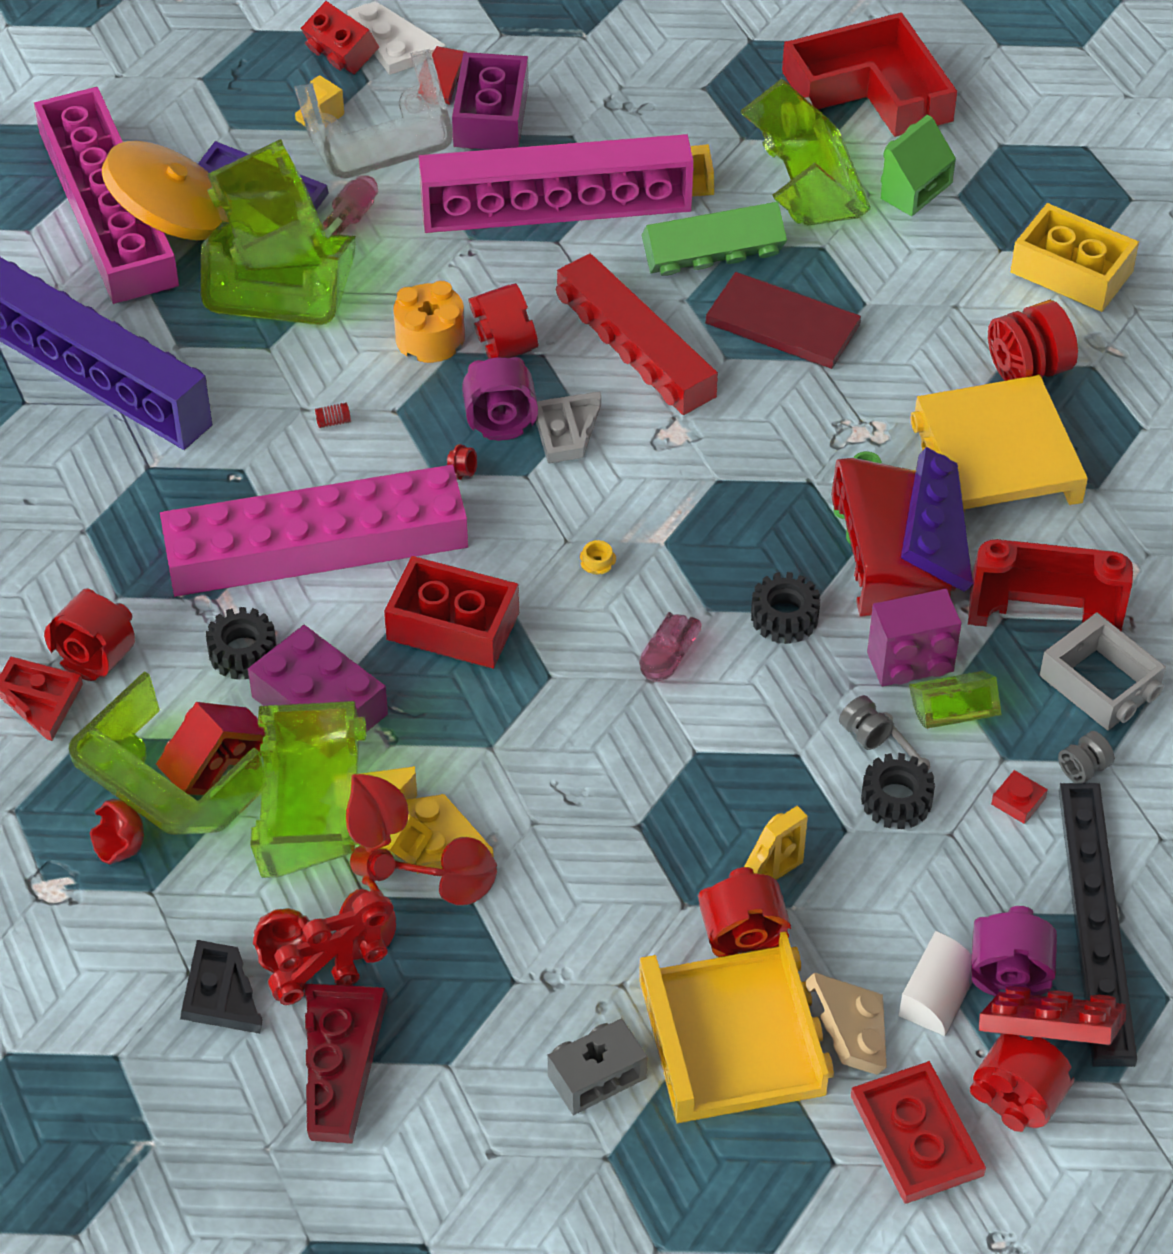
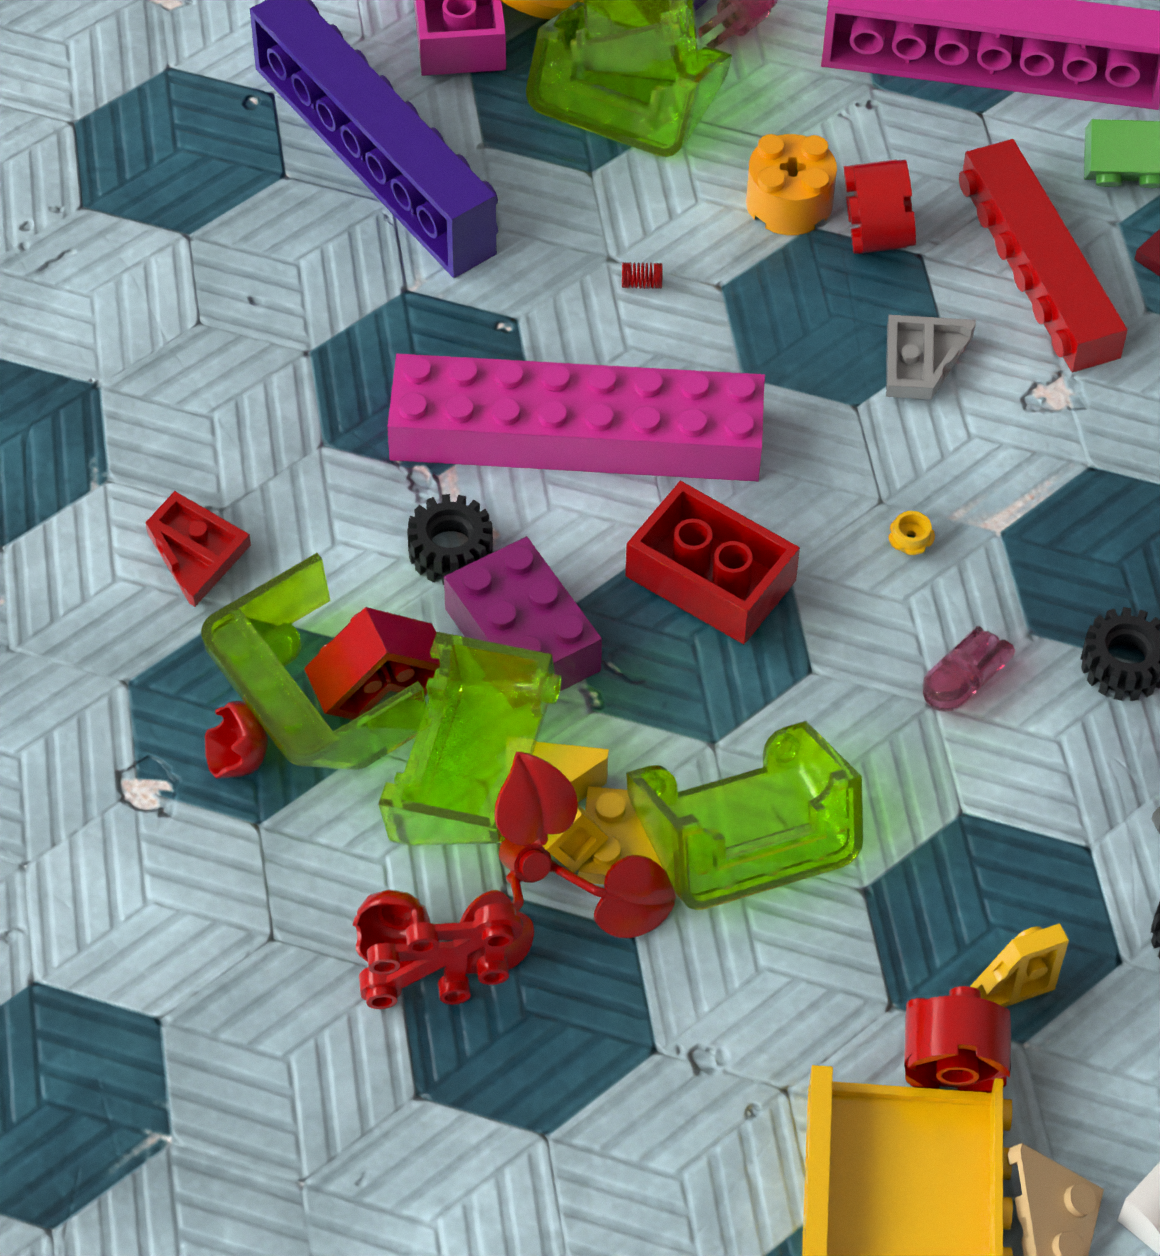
camera: 15 degrees right, 5 degrees up
(91, 635) = (273, 488): red brick -> none
(219, 989) = (299, 969): black wing -> none
(341, 1046) = (423, 1077): dark red wing -> none
(463, 460) = (781, 370): red plate -> none
(499, 397) = (848, 301): magenta brick -> none
(545, 799) = (757, 826): none -> clear neon green windscreen
(597, 1065) = (699, 1202): dark grey brick -> none

